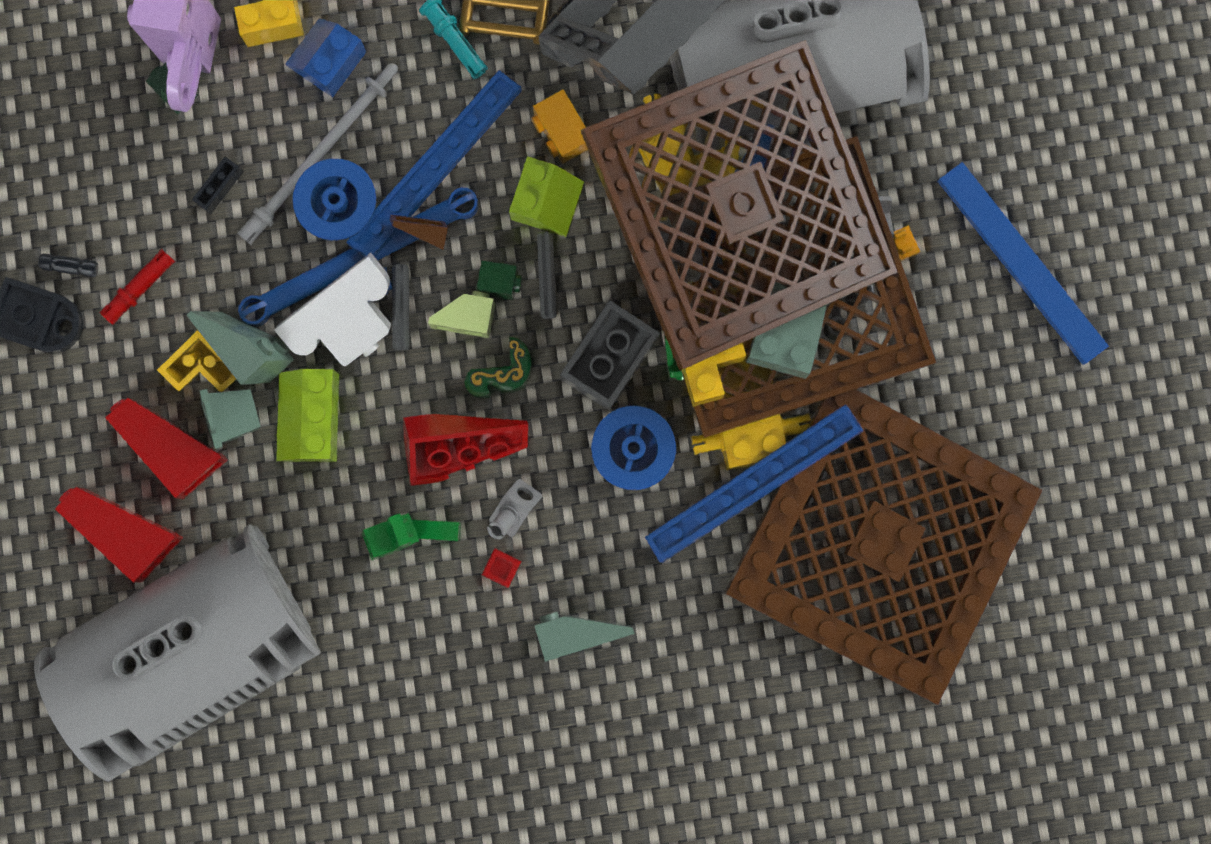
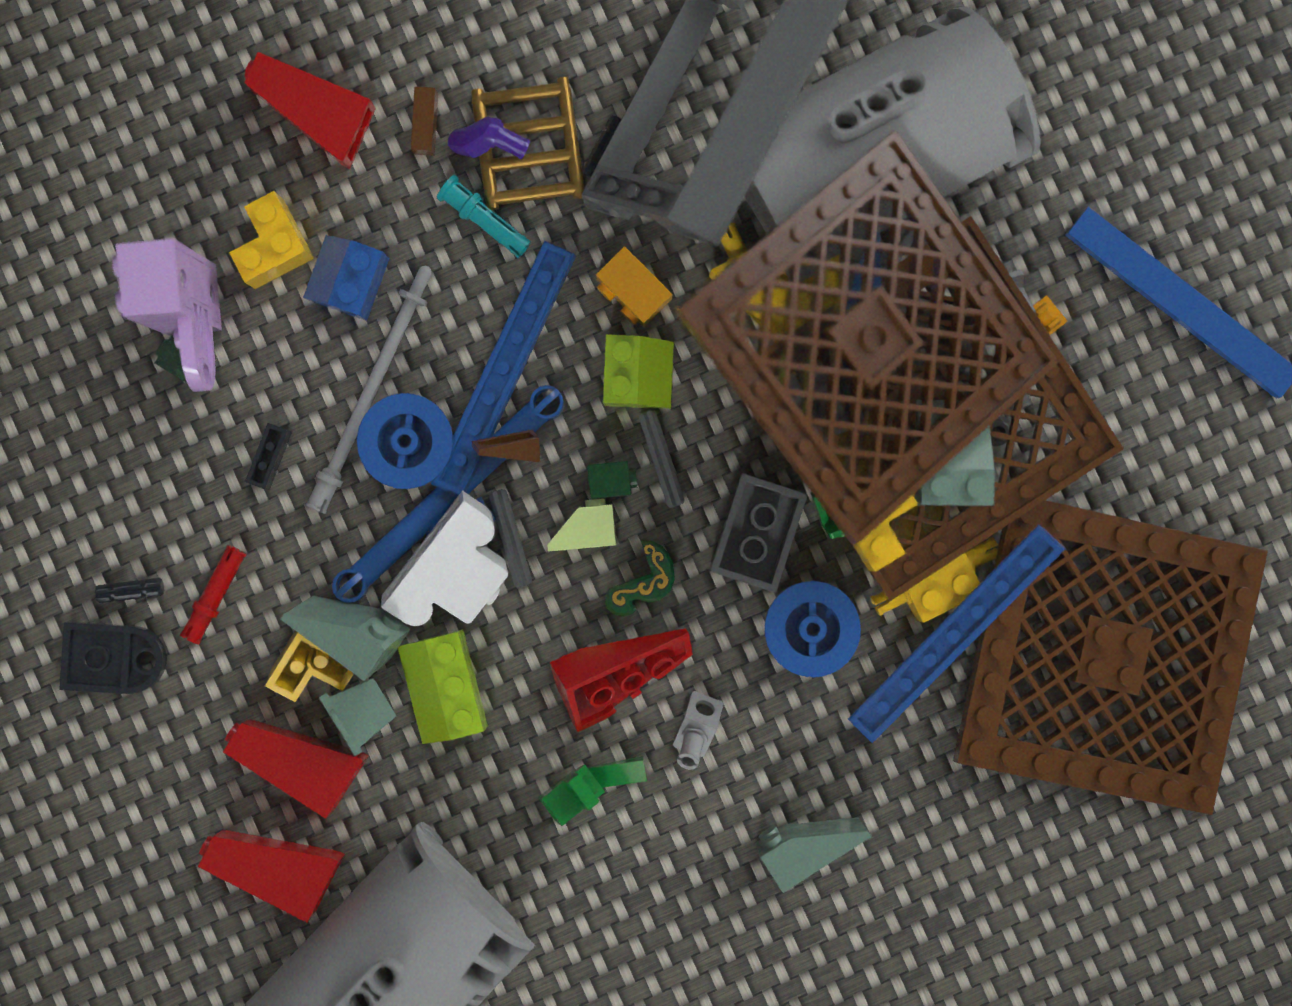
camera: 10 degrees left, 5 degrees up
(501, 568) = (701, 794): red tile -> none

